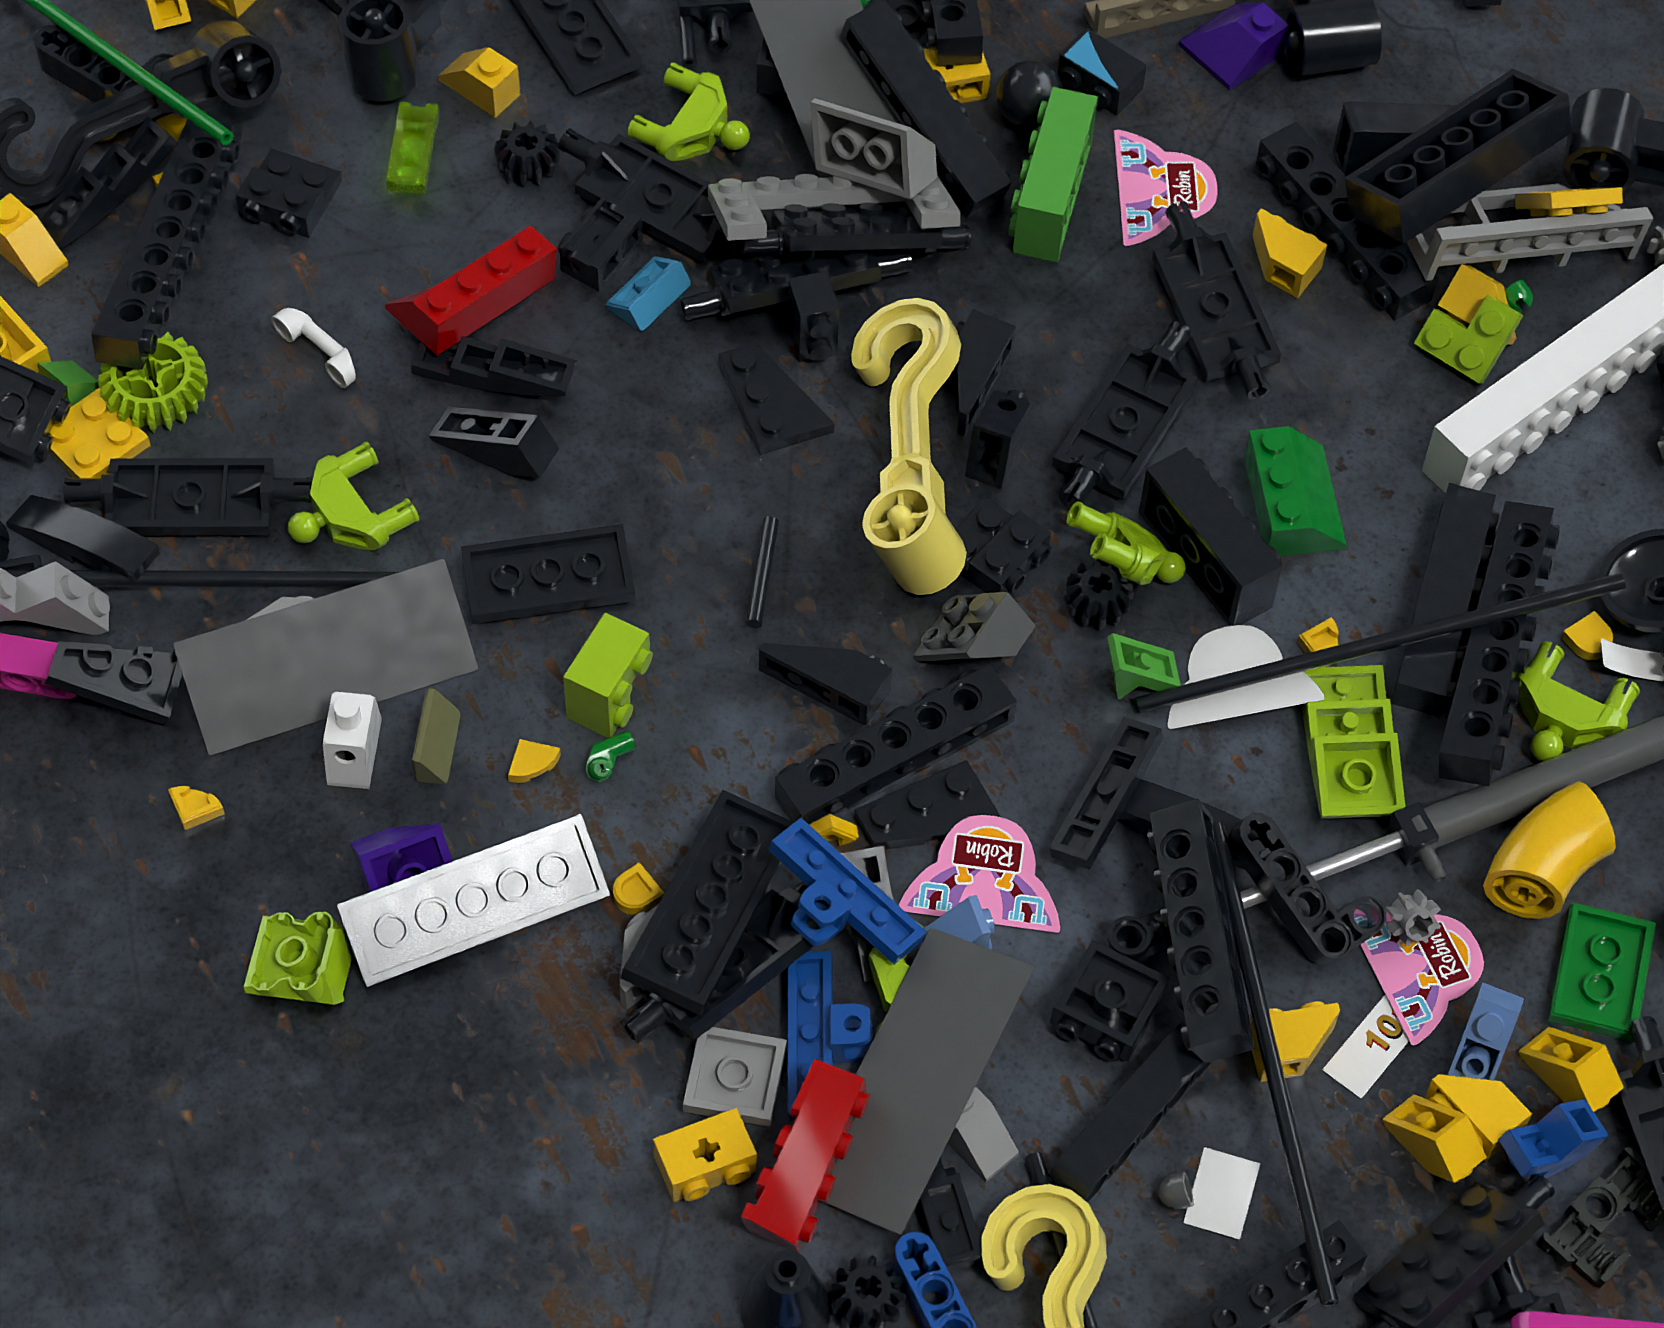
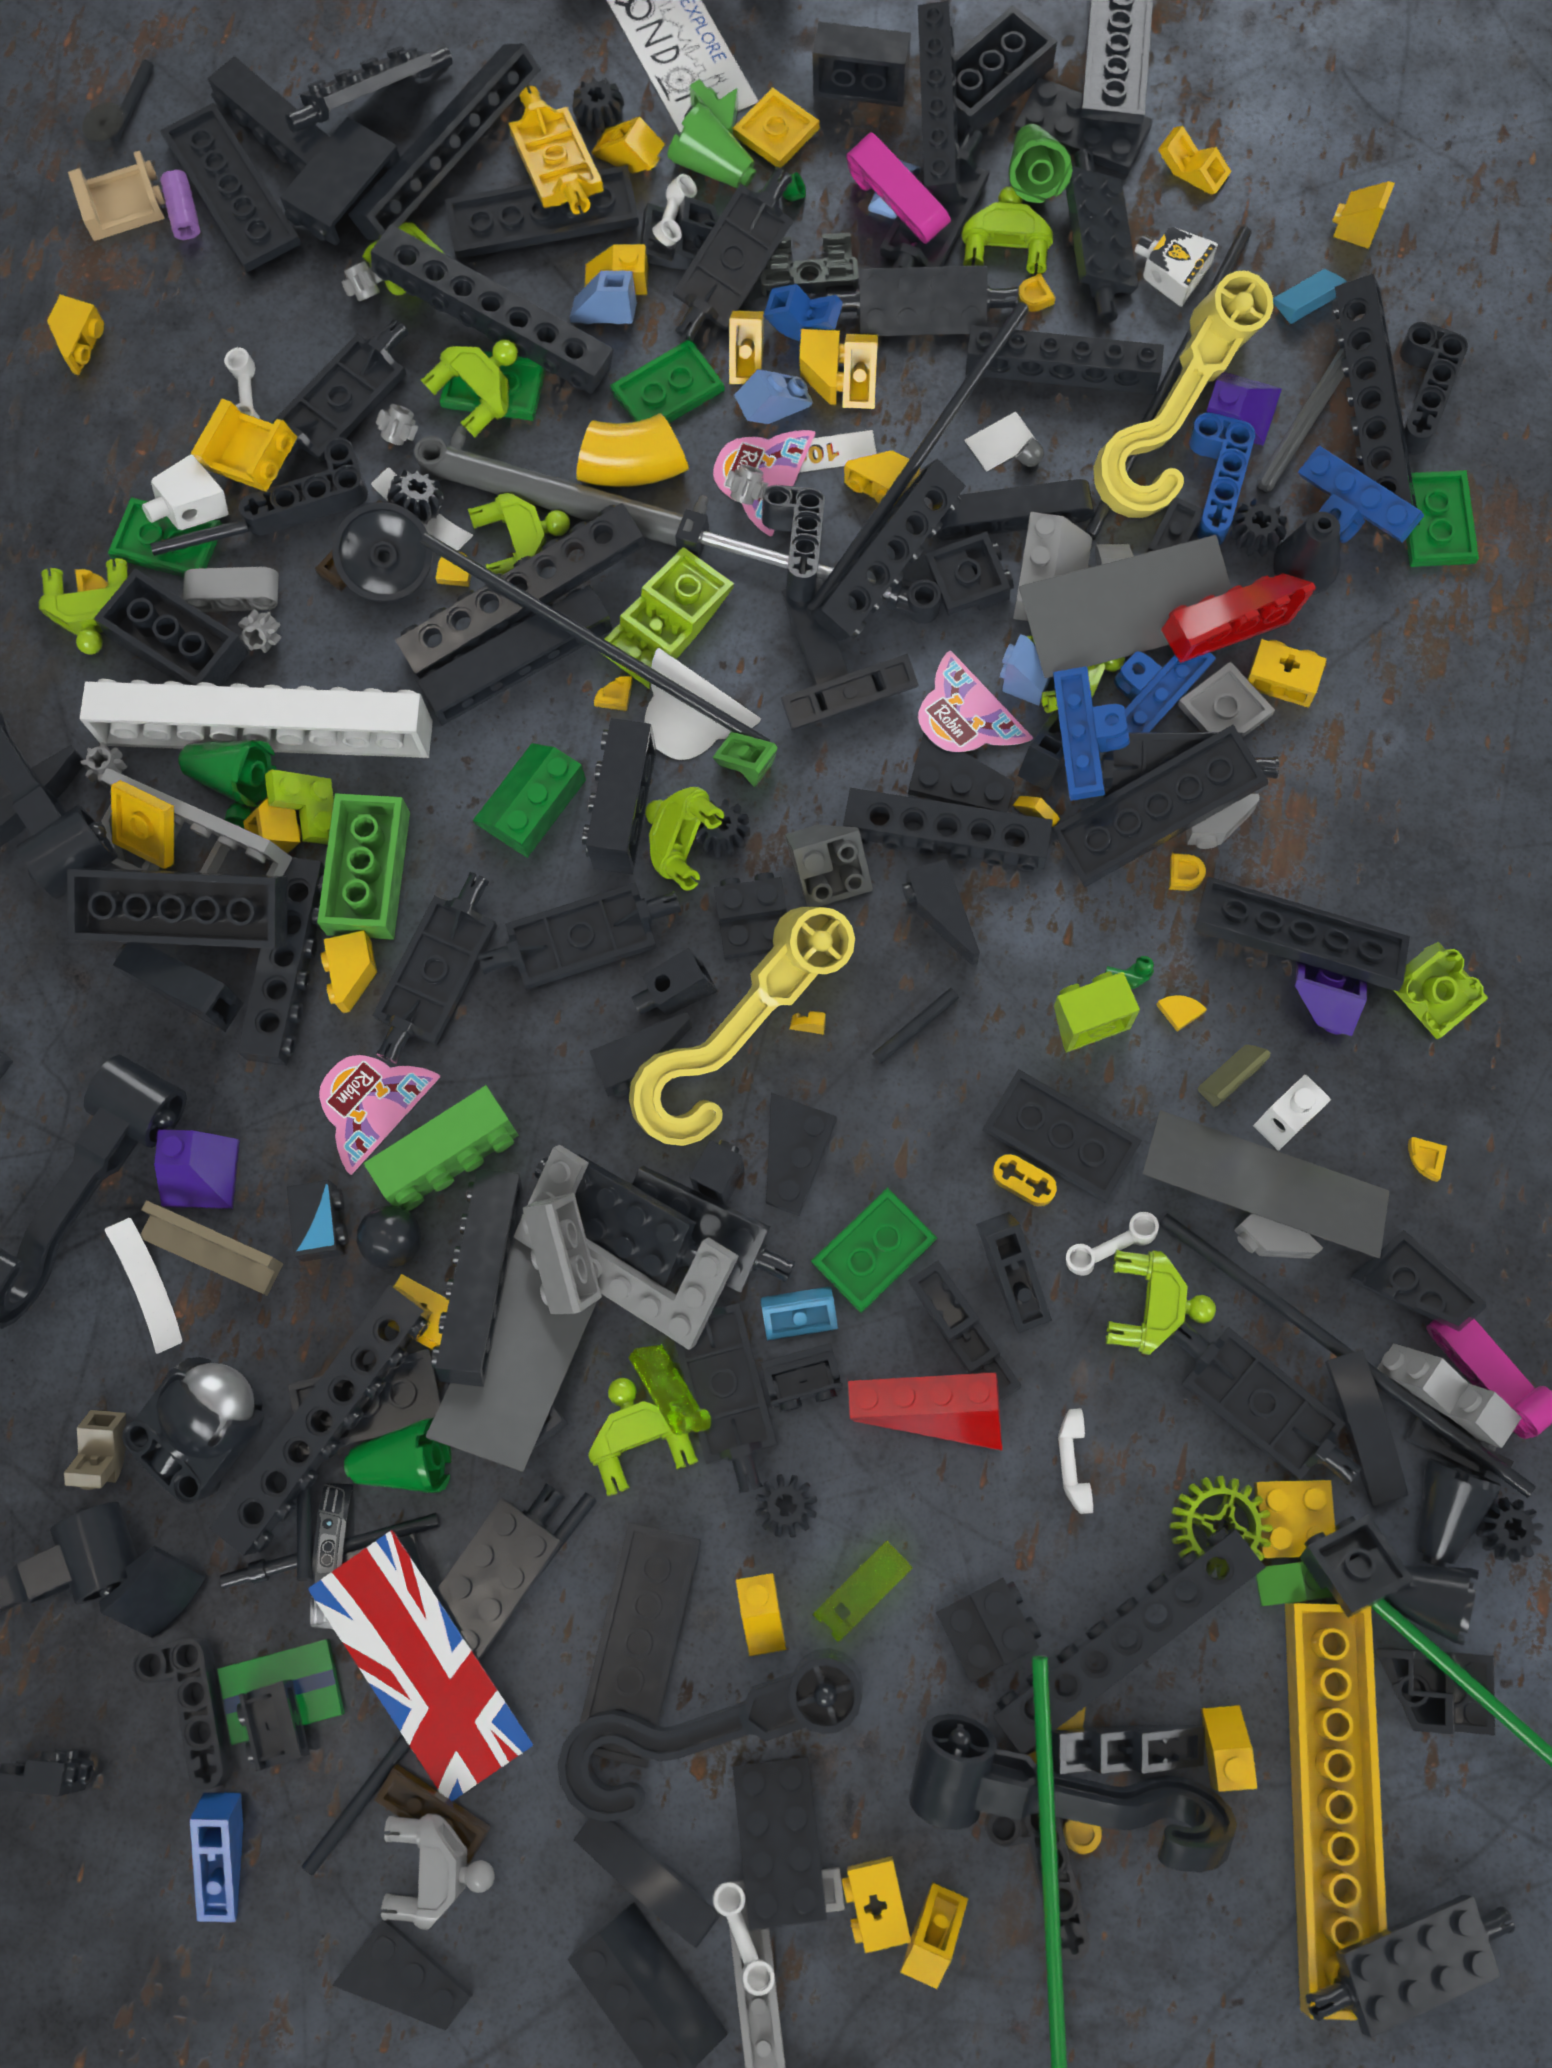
camera: 130 degrees left, 15 degrees up
(442, 495) = (1141, 1232): none -> white bar
(549, 516) = (1027, 1172): none -> yellow beam
(629, 379) = (874, 1250): none -> green tile
(695, 150) = (669, 1390): none -> clear neon green plate
(854, 500) = (813, 1023): none -> yellow tile
(1039, 1080) = (1051, 549): none -> light grey slope
(1363, 326) = (364, 865): none -> bright green brick
(1554, 309) = (230, 767): none -> green cone

